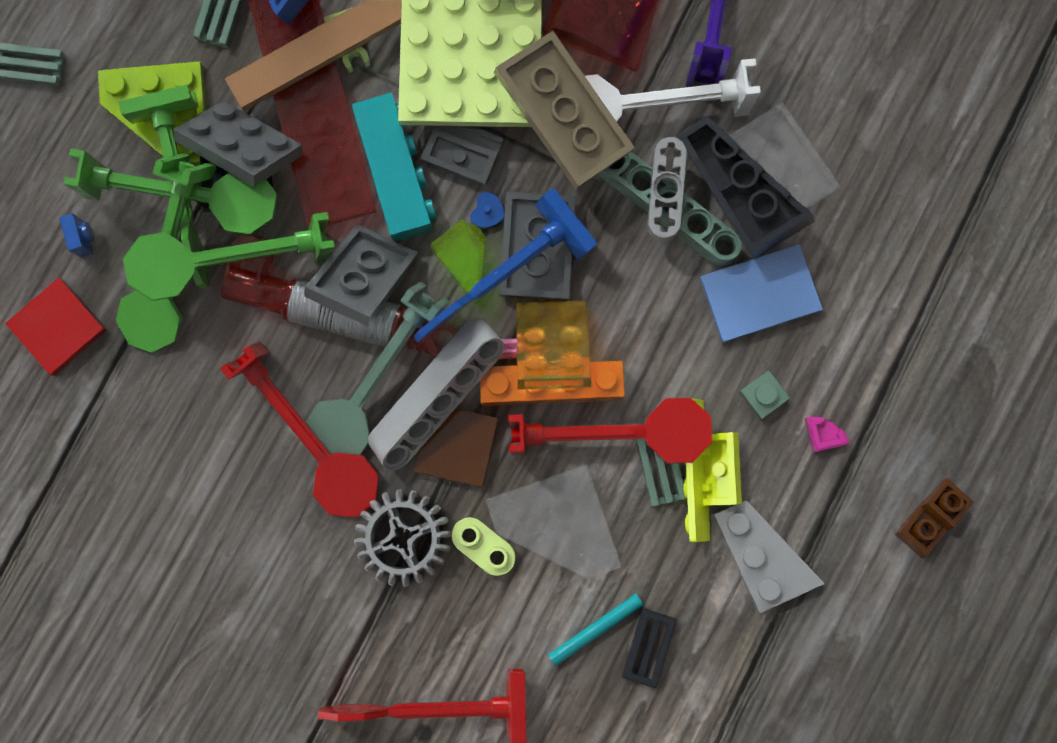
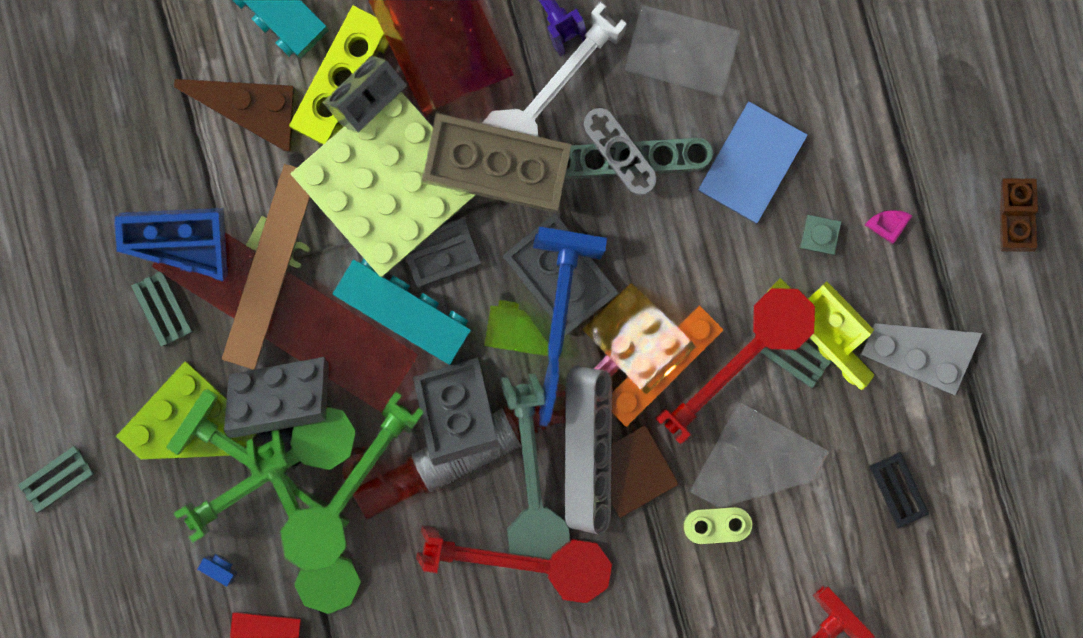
camera: 40 degrees left, 5 degrees up
(374, 549) = (682, 583): light grey gear -> none
(488, 211) = (500, 280): blue piece -> none
(595, 629) = (850, 511): teal bar -> none
(750, 197) = (678, 102): black wedge -> none

